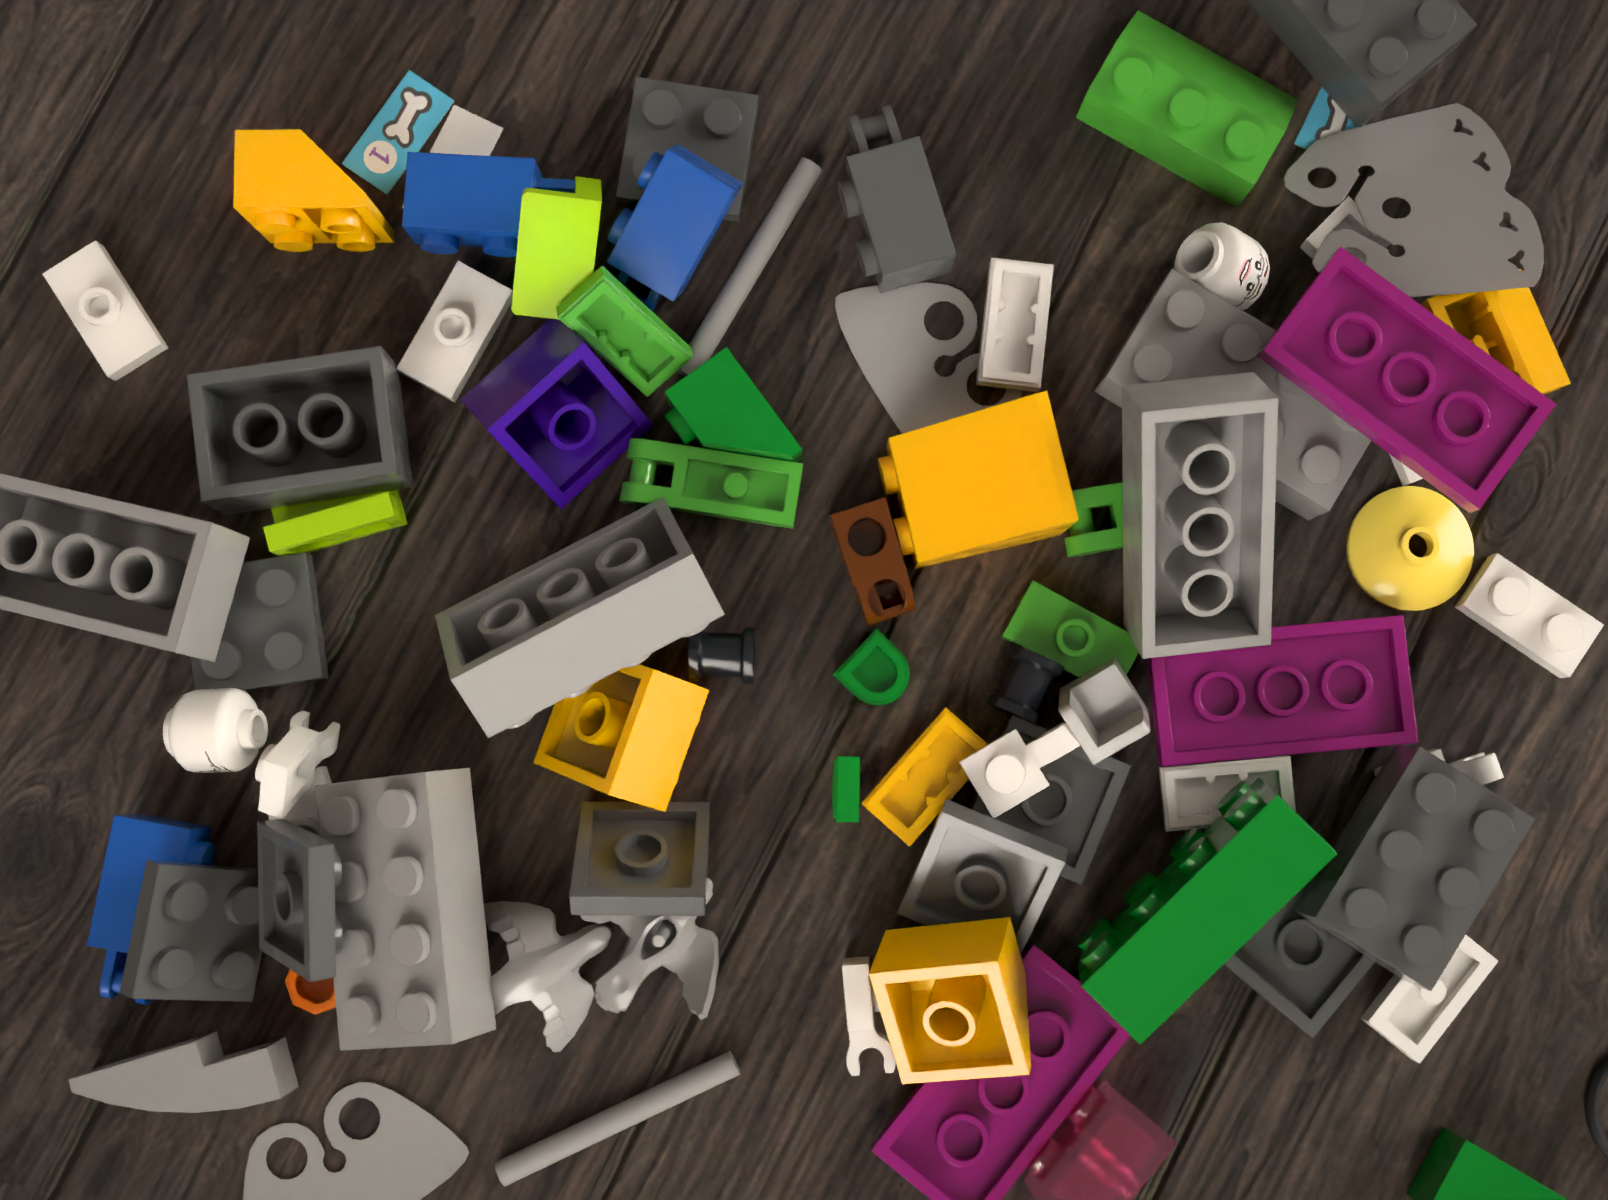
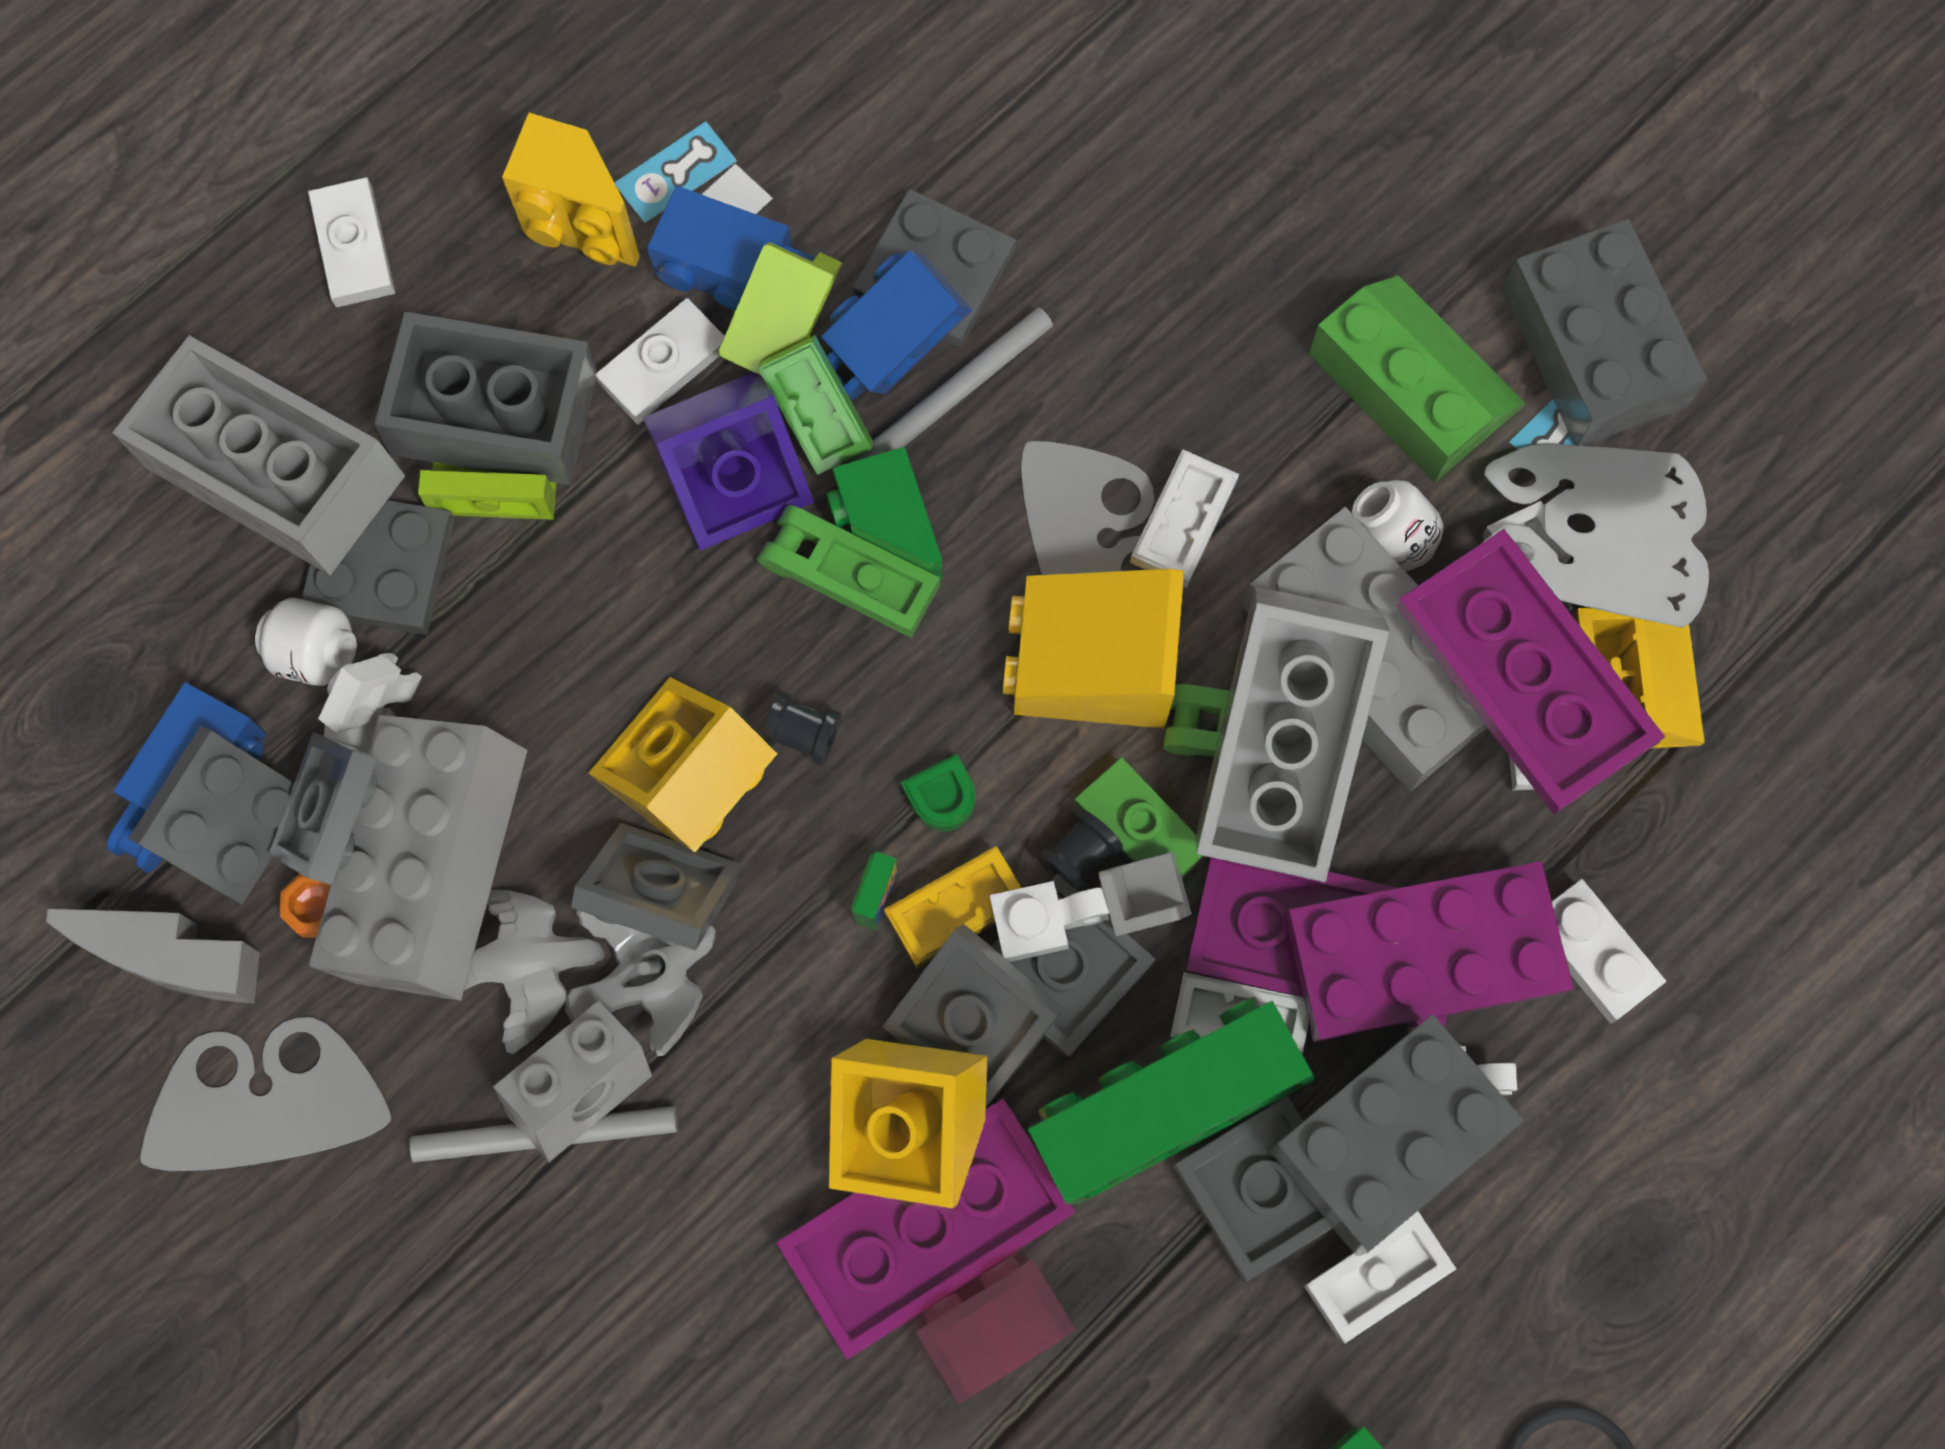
camera: 20 degrees right, 10 degrees down
(575, 618) = (676, 643): light grey brick -> none
(629, 1070) = (573, 1080): none -> light grey brick
(860, 1014) = (812, 1111): white plate -> none
(873, 560) = (975, 686): reddish brown leg -> none
(895, 205) = (1108, 376): dark grey brick -> none
(1381, 552) = (1470, 828): light yellow dish -> none
(1383, 676) = (1428, 951): none -> magenta plate

